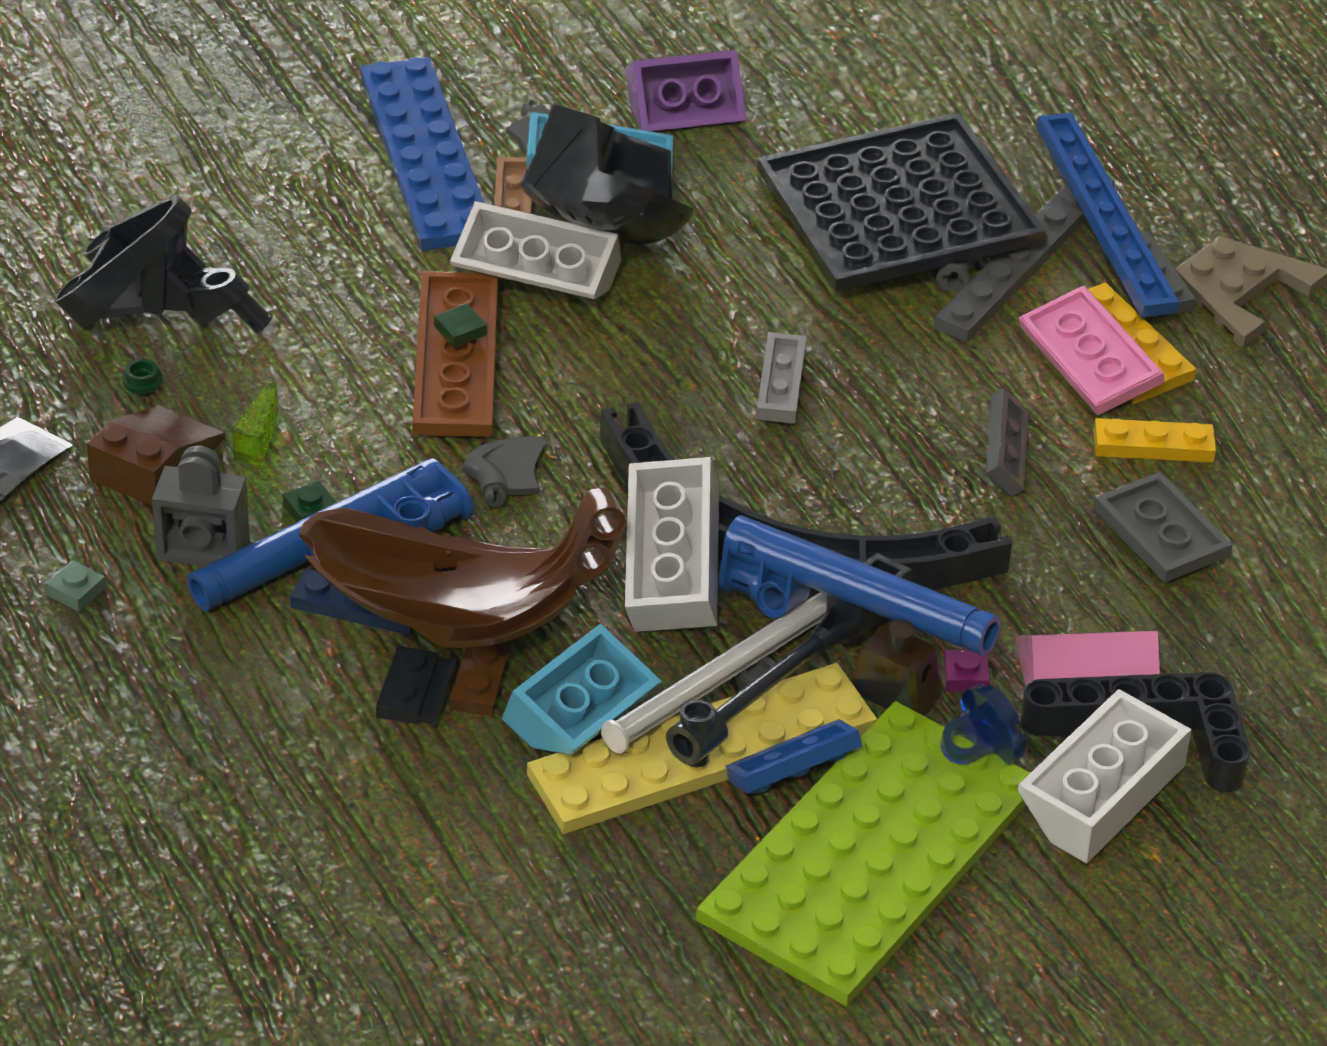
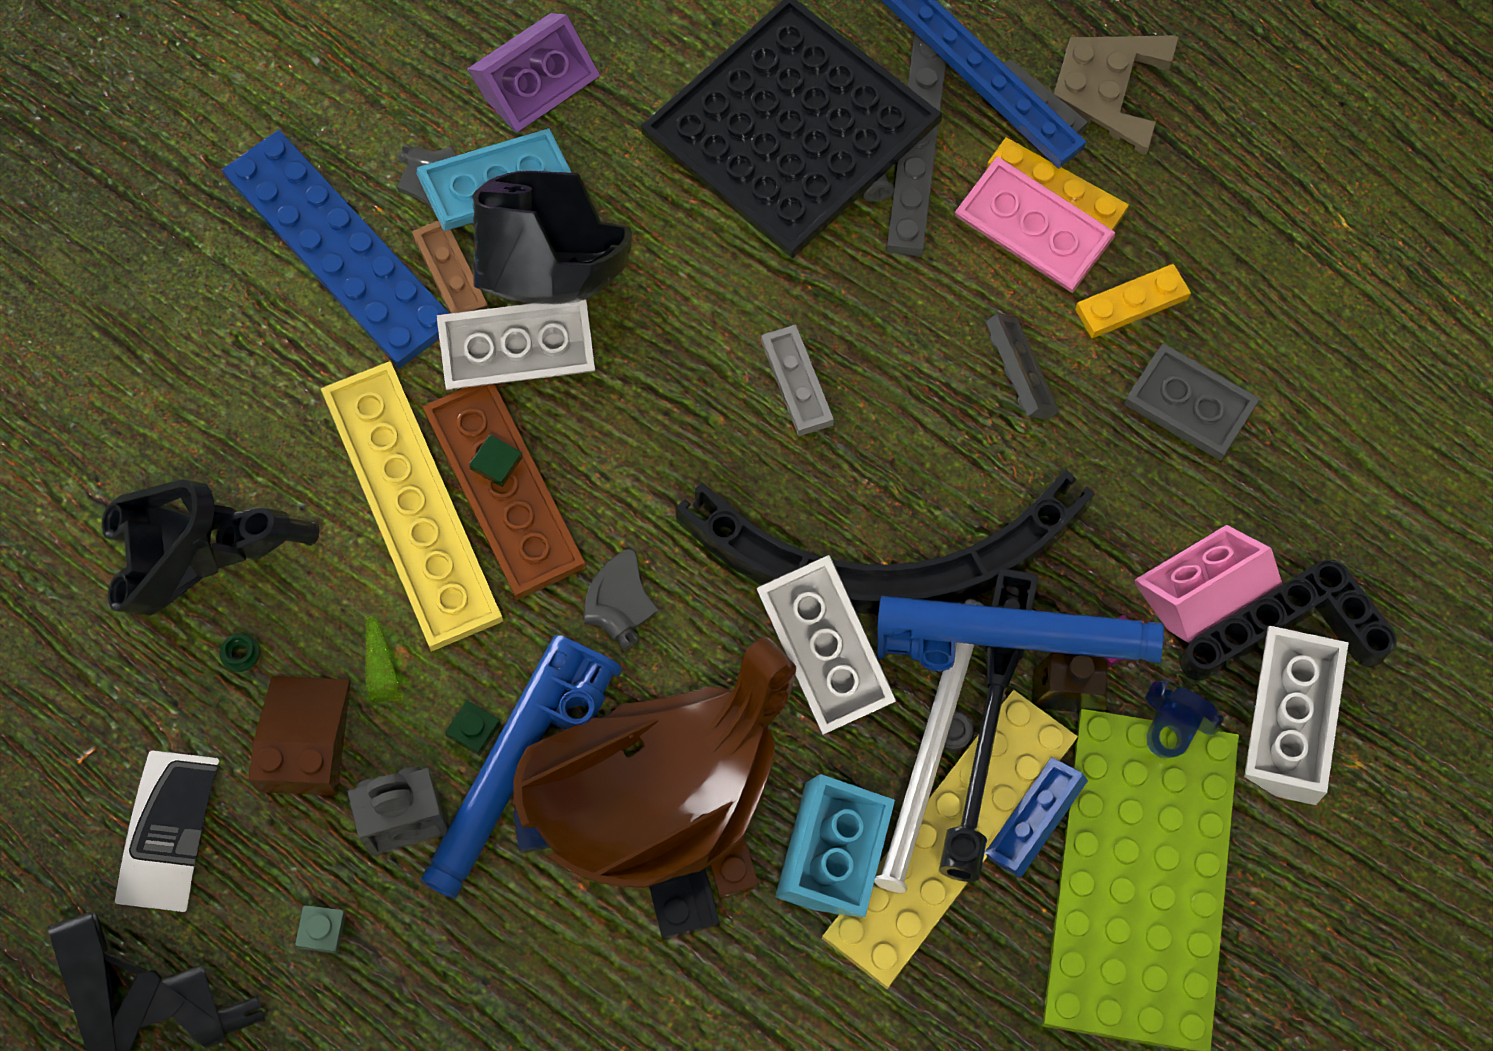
camera: 25 degrees left, 25 degrees up
(364, 337) = (411, 506): none -> light yellow plate

